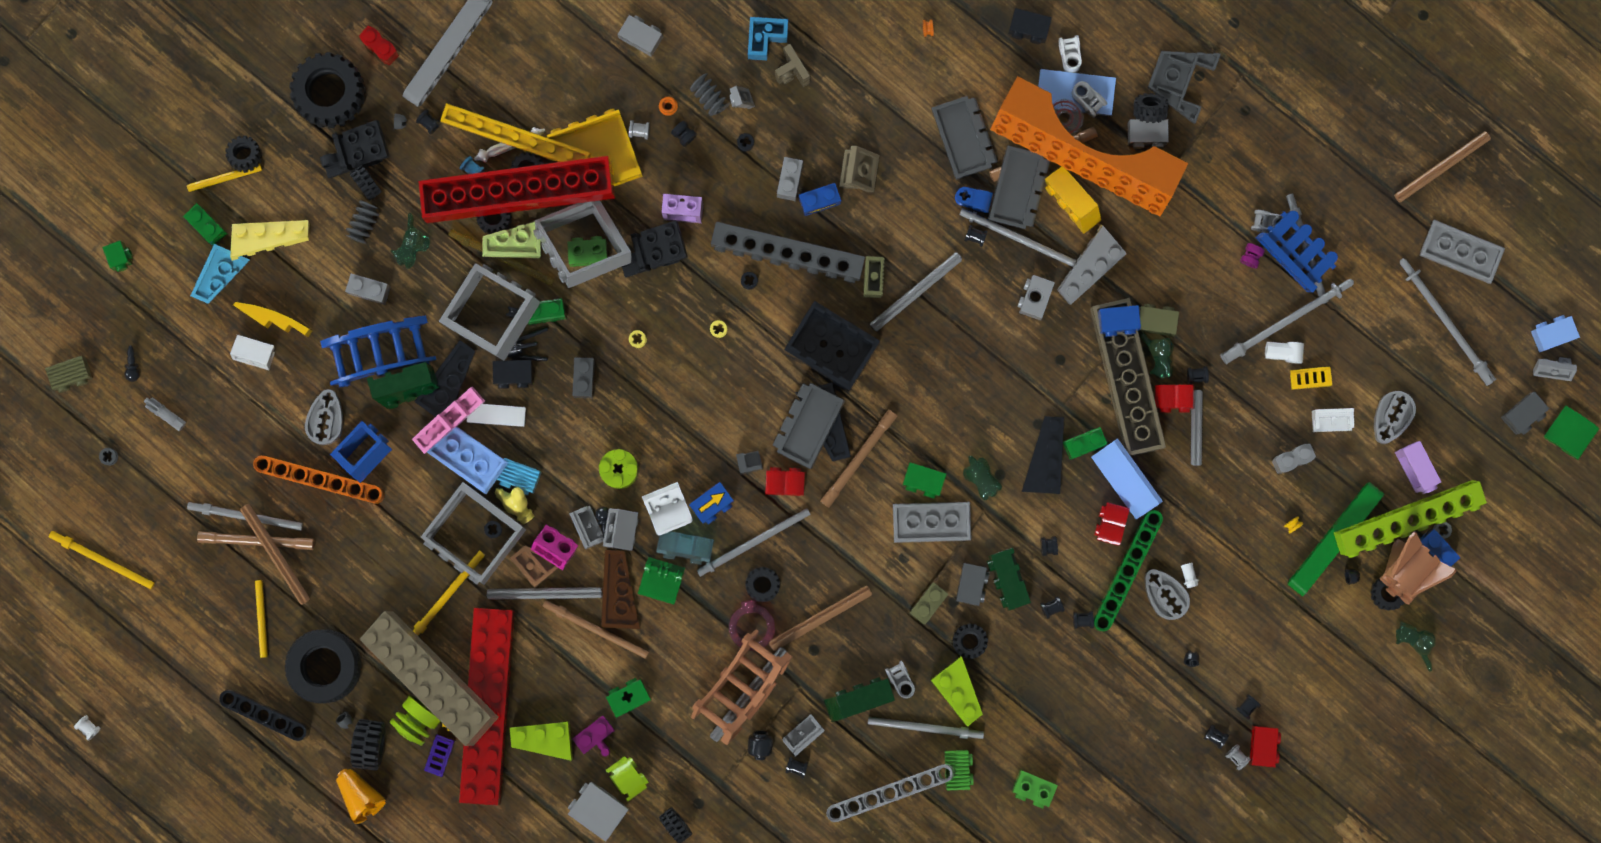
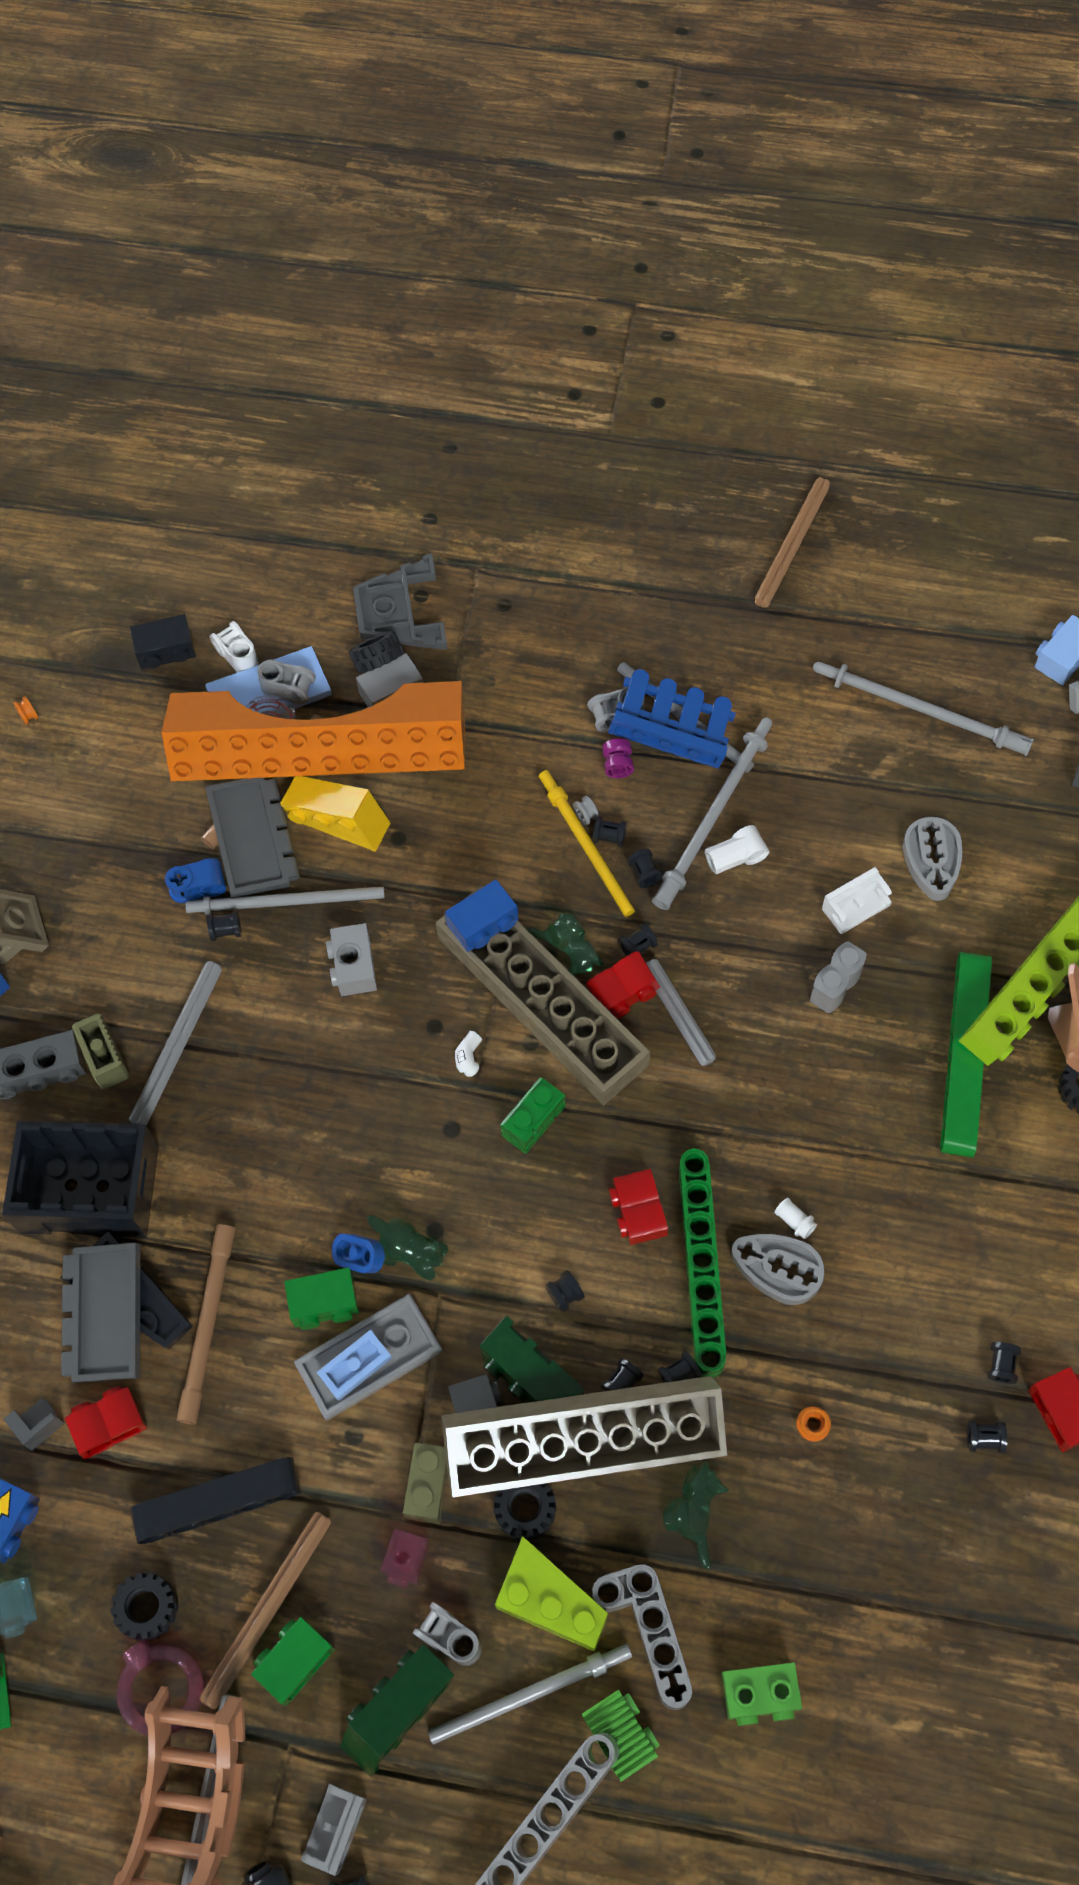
camera: 25 degrees left, 20 degrees down
(710, 566) = (46, 1625): light grey bar -> none
(821, 552) = (215, 1500): none -> black beam
(821, 650) = (292, 1660): none -> green brick
(899, 633) = (404, 1558): none -> clear pink brick
(923, 525) = (354, 1365): none -> light blue plate
(955, 470) = (358, 1253): none -> blue plate
(962, 137) = (144, 815): dark grey hinge -> none
(996, 735) = (650, 1637): none -> light grey beam
(1018, 626) = (583, 1436): none -> dark tan brick
(1046, 461) = (493, 1176): black wing -> none
(1050, 689) = (691, 1513): none -> clear green animal
(1067, 386) = (464, 1054): none -> white arm
(1095, 261) = (408, 877): light grey wing -> none
(1127, 479) = (622, 1129): light blue tile -> none
(1141, 681) = (817, 1414): none -> orange plate
(1158, 321) = (542, 899): olive brick -> none
(1191, 659) = (878, 1345): black hinge -> none
(1204, 260) = (559, 799): none -> yellow bar
(1215, 278) = (585, 810): none -> light grey bush
(1221, 299) = (609, 831): none -> black bush
(1227, 333) = (644, 868): none -> black bush
(1237, 757) = (1039, 1449): light grey bush -> none
(1293, 524) = (896, 1065): yellow bush -> none
(1327, 374) = (806, 845): yellow slope -> none
(1352, 576) = (1022, 1091): black hinge -> none
(1418, 468) = (1013, 894): lavender window -> none
(1462, 251) = (883, 621): light grey tile -> none

